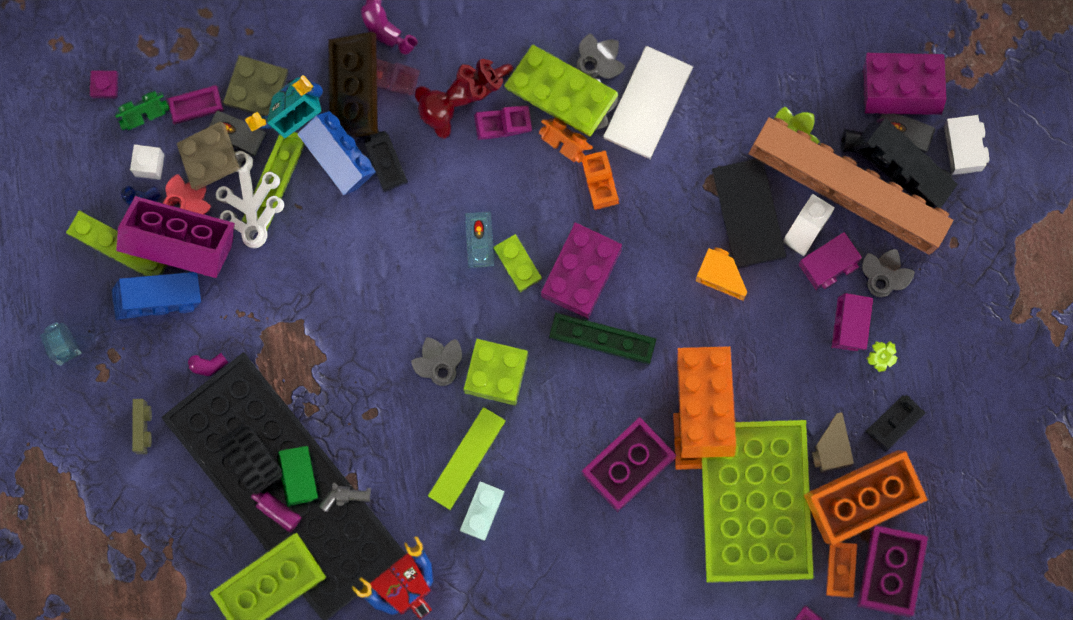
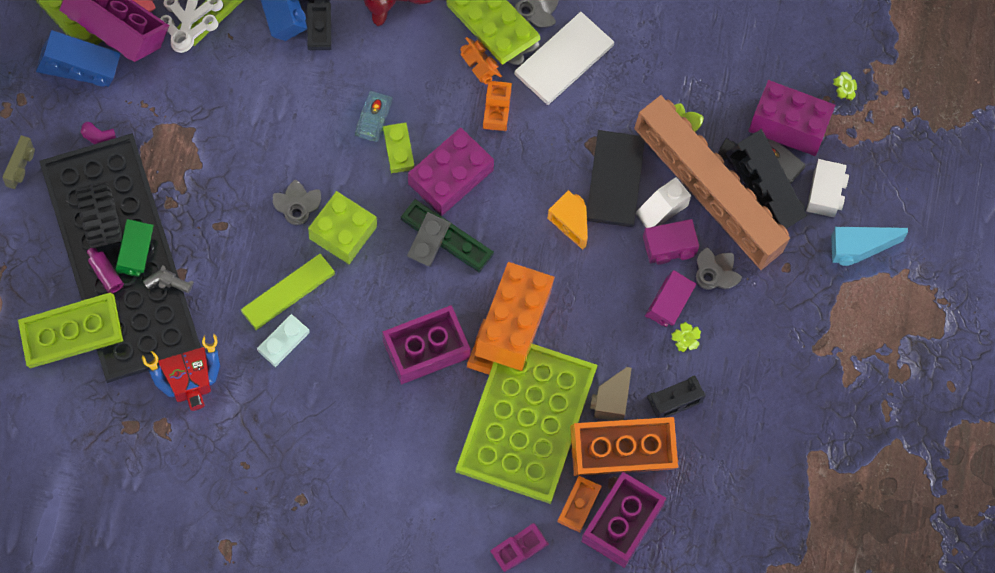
camera: 10 degrees right, 10 degrees down
(503, 123) = (433, 31): magenta slope -> none
(587, 351) = (428, 239): none -> dark grey plate
(944, 25) = (845, 85): none -> lime plant
(1014, 194) = (858, 243): none -> medium azure slope

